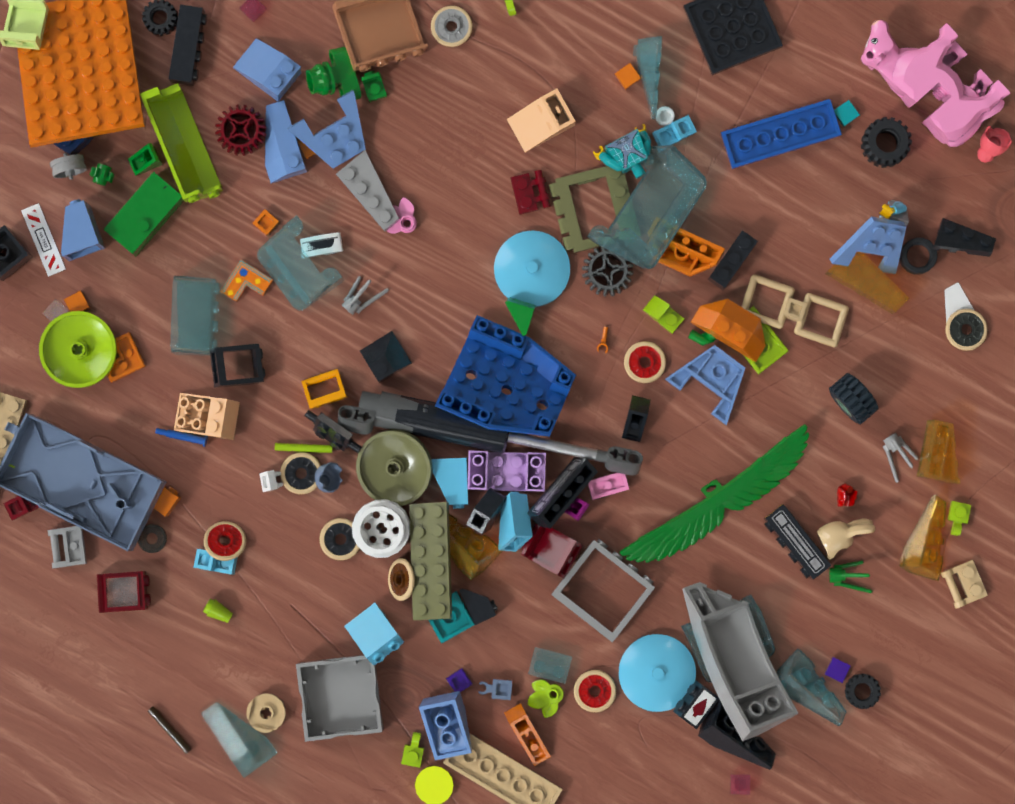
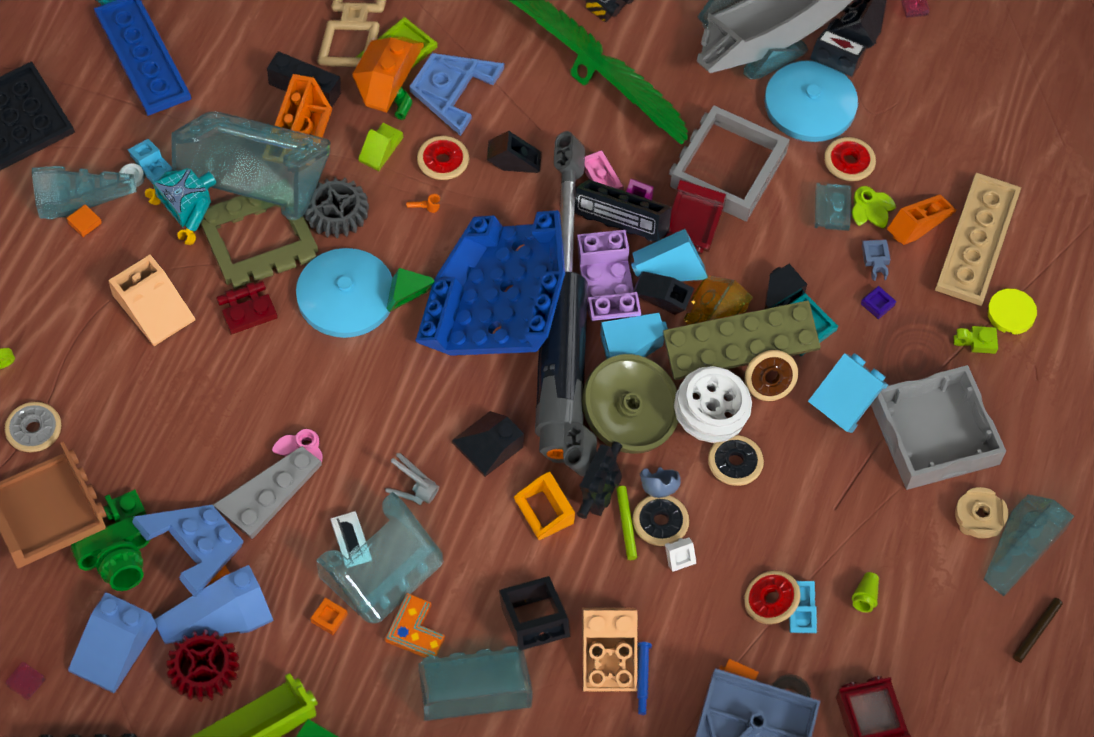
camera: 105 degrees left, 25 degrees down
(446, 725) = (936, 300): medium blue slope -> none

